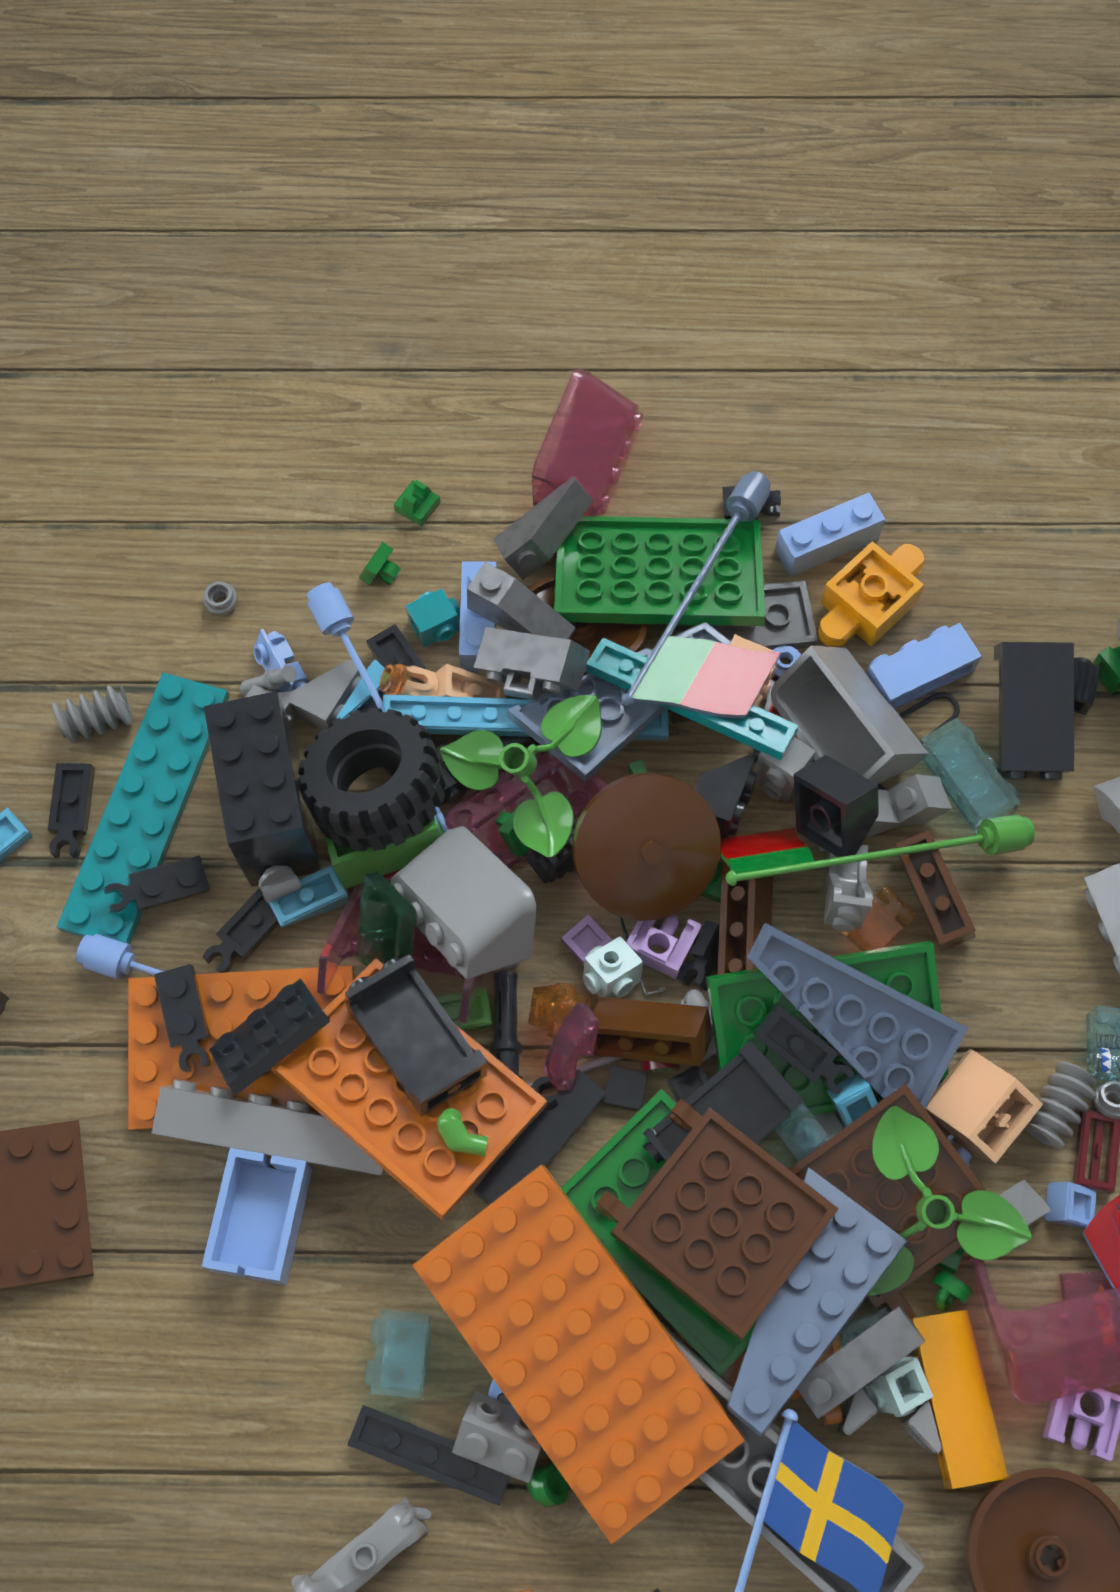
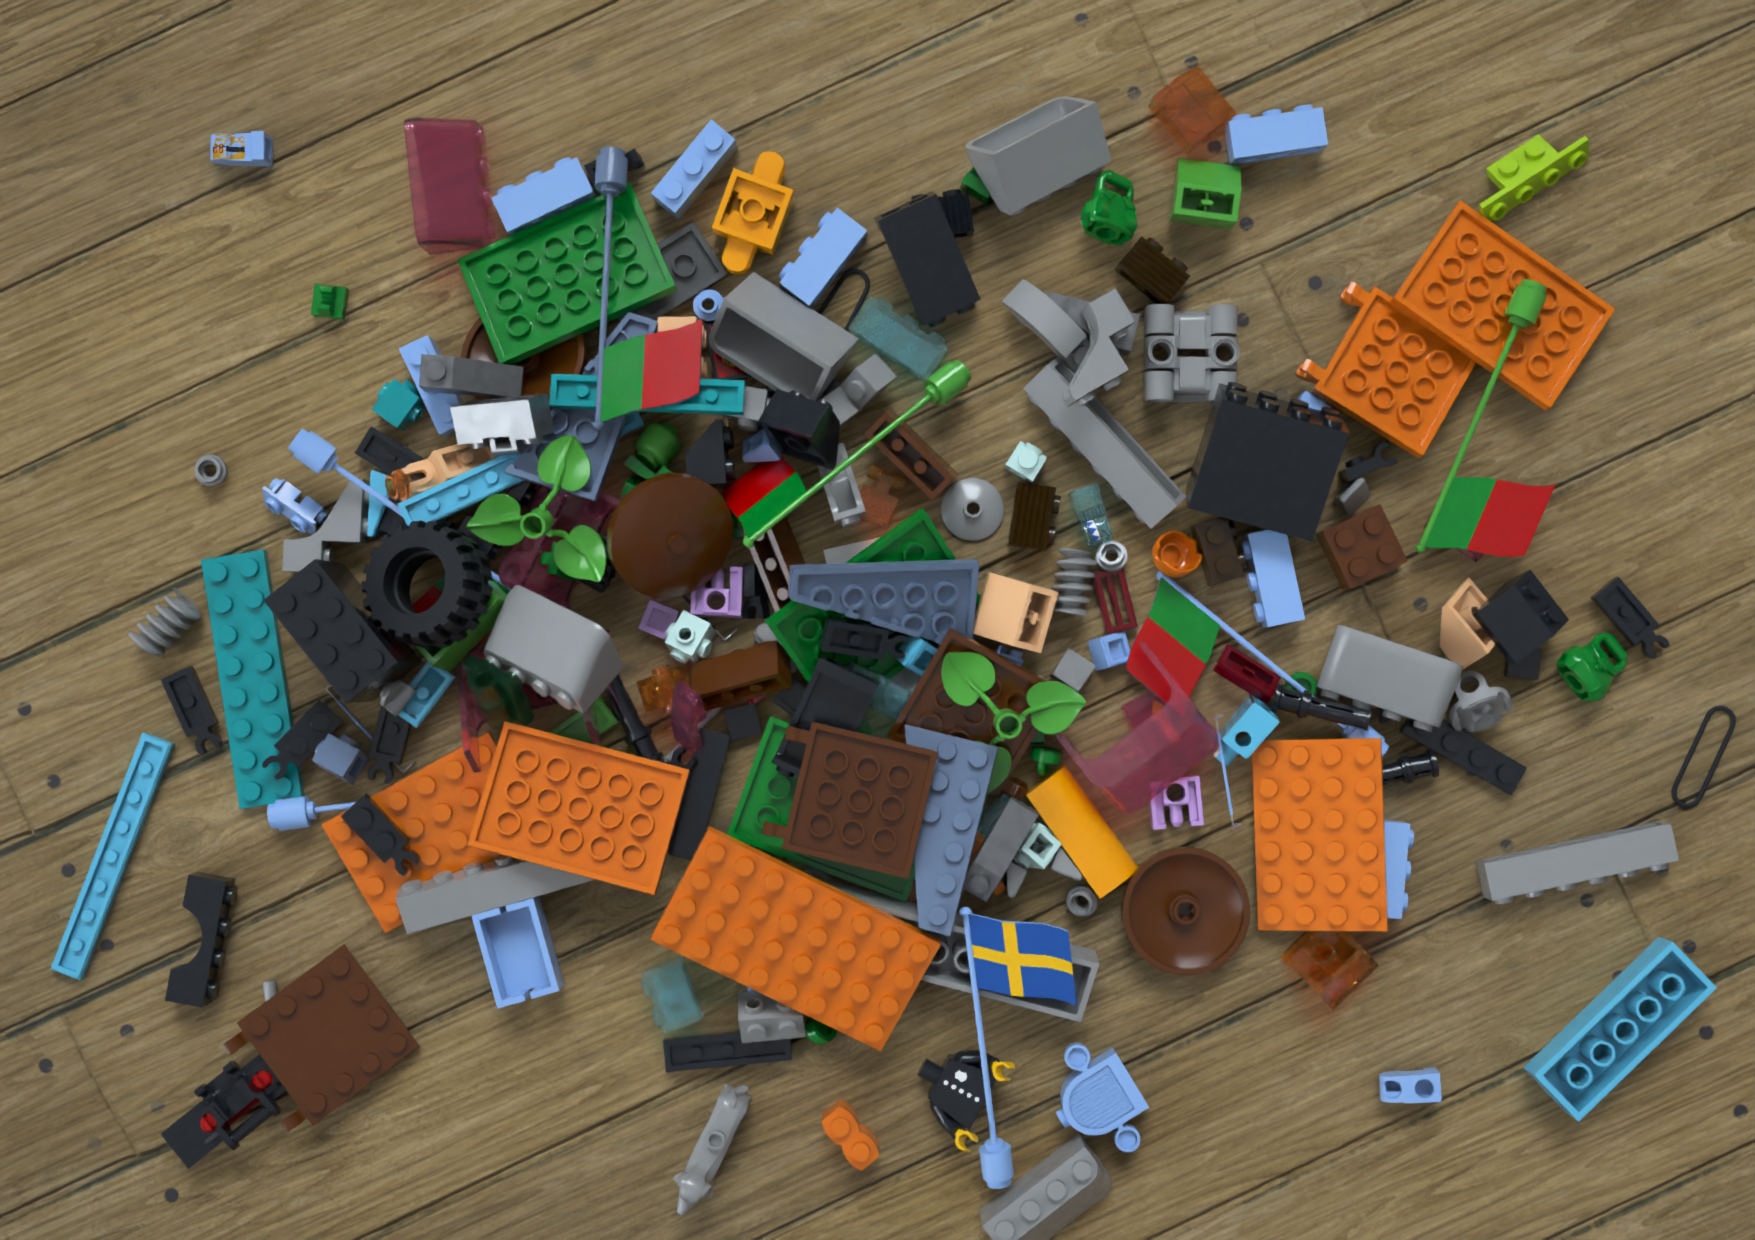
camera: 25 degrees left, 20 degrees up
(187, 922) = (340, 757): none -> sand blue brick
(256, 966) = (362, 728): none -> light blue piece
(268, 1035) = (455, 822): black plate -> none
(272, 679) = (296, 528): light grey piece -> none
(380, 566) = (328, 378): green tile -> none
(409, 344) = (242, 149): none -> light blue leg
(414, 1035) = (564, 769): black panel -> none
(457, 1137) = (635, 832): bright green arm -> none
(542, 529) = (451, 285): flat silver slope -> none
(671, 494) = (543, 195): none -> light blue brick
(673, 760) = (657, 445): none -> bright green head
(777, 815) = (760, 448): none -> light blue slope
(914, 1488) = (1076, 906): none -> light grey plate
(963, 994) = (964, 524): none -> light grey dish
(1041, 1016) = (1032, 516): none -> dark brown brick
(1059, 951) = (1025, 461): none -> light aqua brick

